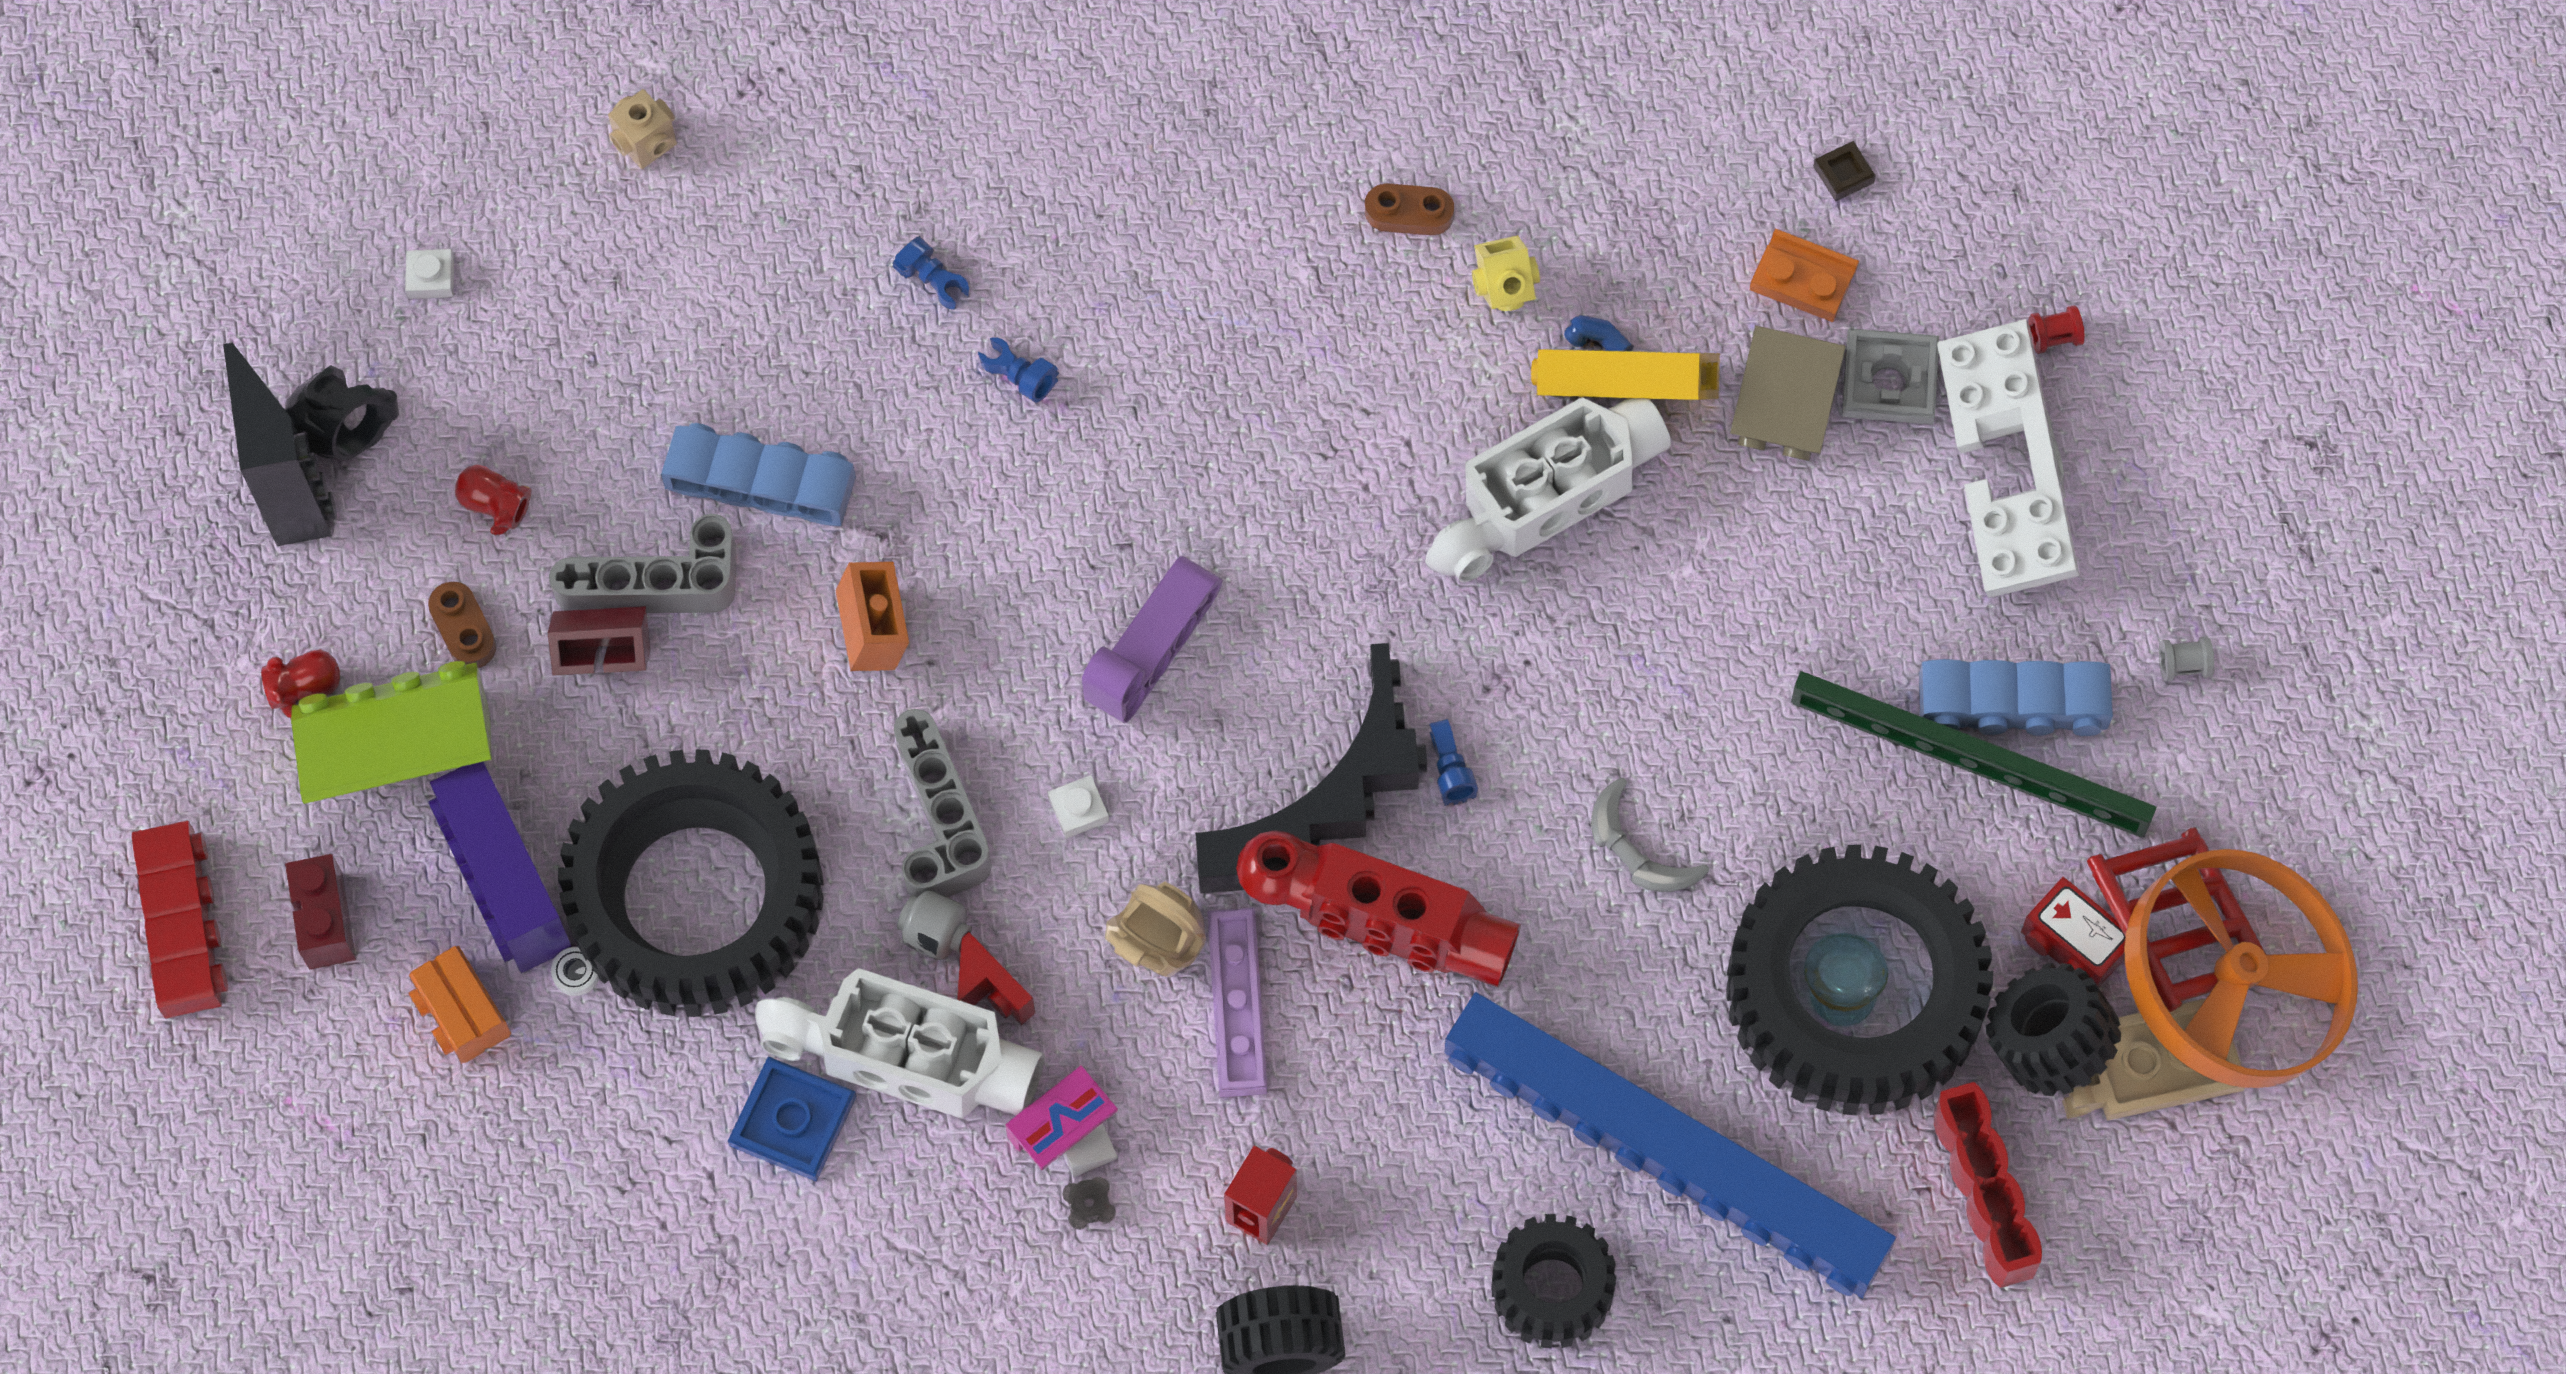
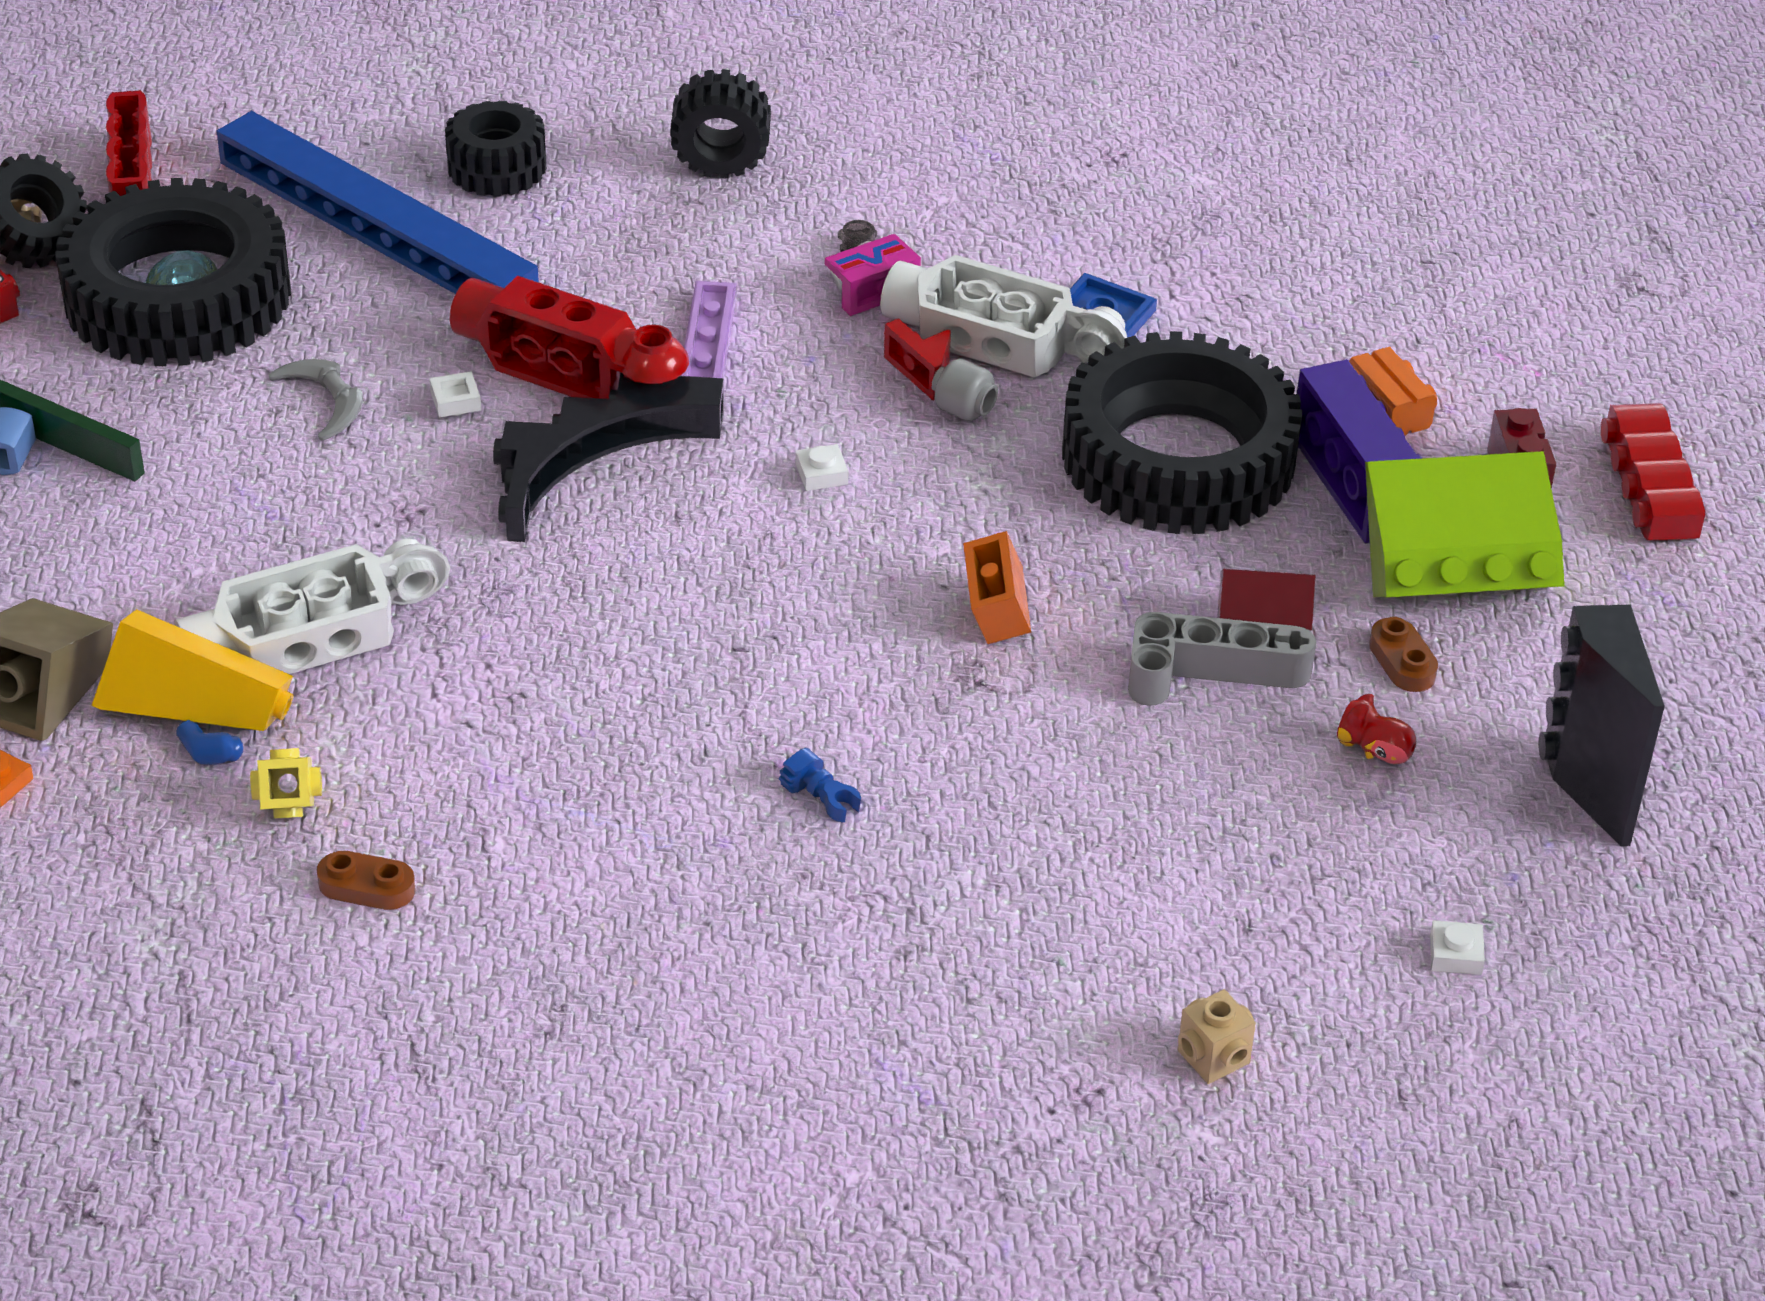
camera: 175 degrees left, 25 degrees down
(301, 677) = (1546, 617): red animal -> none
(322, 406) = (1552, 790): black helmet -> none
(757, 475) = (1110, 722): medium blue brick -> none
(916, 257) = (913, 889): blue piece -> none
(936, 800) = (938, 445): light grey beam -> none
(1125, 676) = (737, 549): medium lavender beam -> none
(1158, 929) = (755, 359): tan helmet -> none
(1261, 1193) = (716, 200): red brick -> none
(1456, 780) = (473, 440): blue piece -> none
(1492, 848) = (455, 394): none -> white plate

